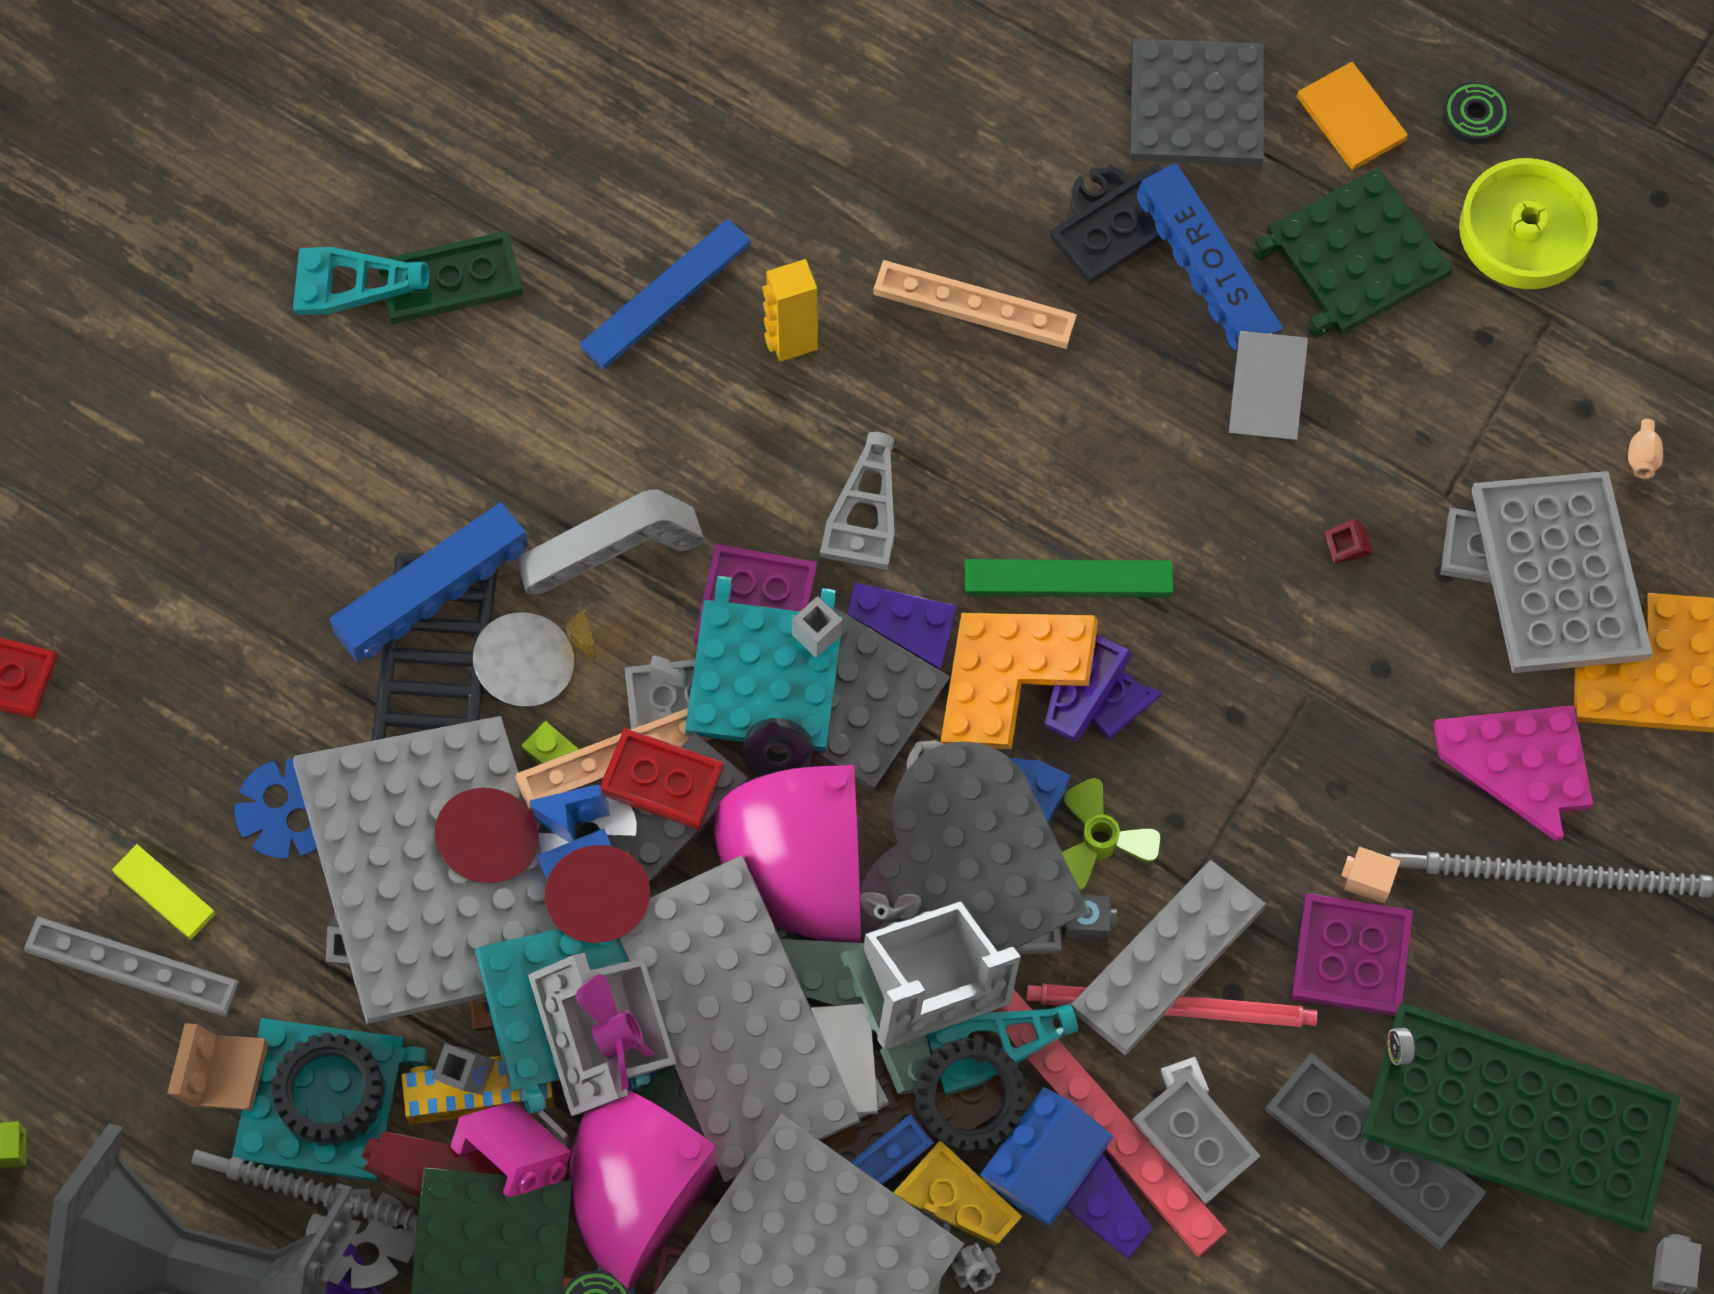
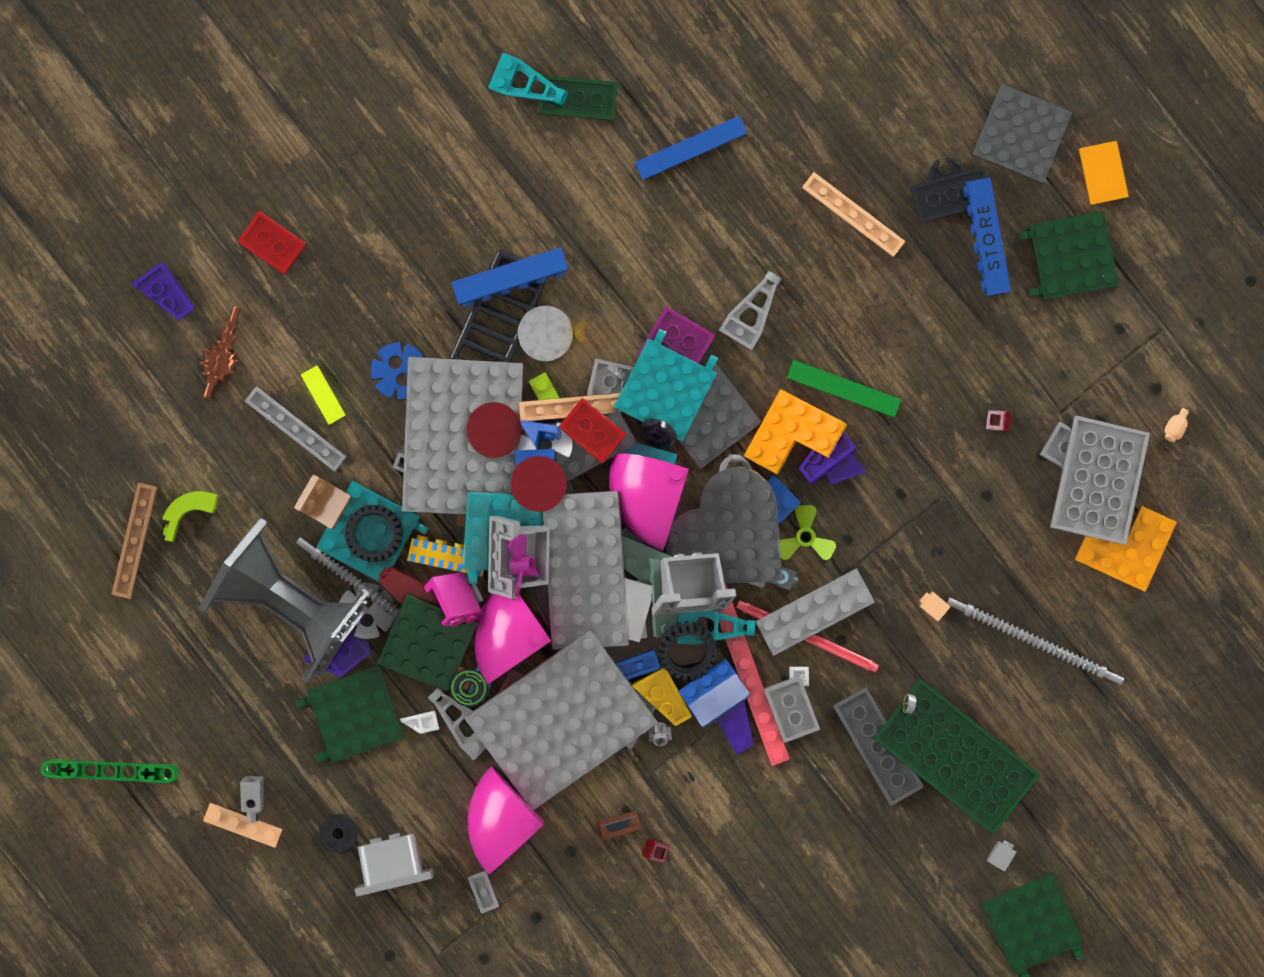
camera: 20 degrees right, 20 degrees up
(463, 1069) = (442, 550): dark grey brick -> none
(608, 535) = (610, 287): light grey beam -> none
(791, 310) = (749, 194): yellow brick -> none
(816, 627) = (699, 380): light grey brick -> none
(877, 906) = (679, 547): light grey plant -> none
(906, 620) = (750, 382): dark purple wing -> none
(1268, 385) = (990, 320): light grey tile -> none
(1352, 954) = (908, 643): magenta plate -> none
(1479, 96) = (1183, 192): black tile -> none
(1521, 252) = (1190, 271): neon yellow piece -> none
(1523, 760) = (1038, 572): dark pink wing -> none

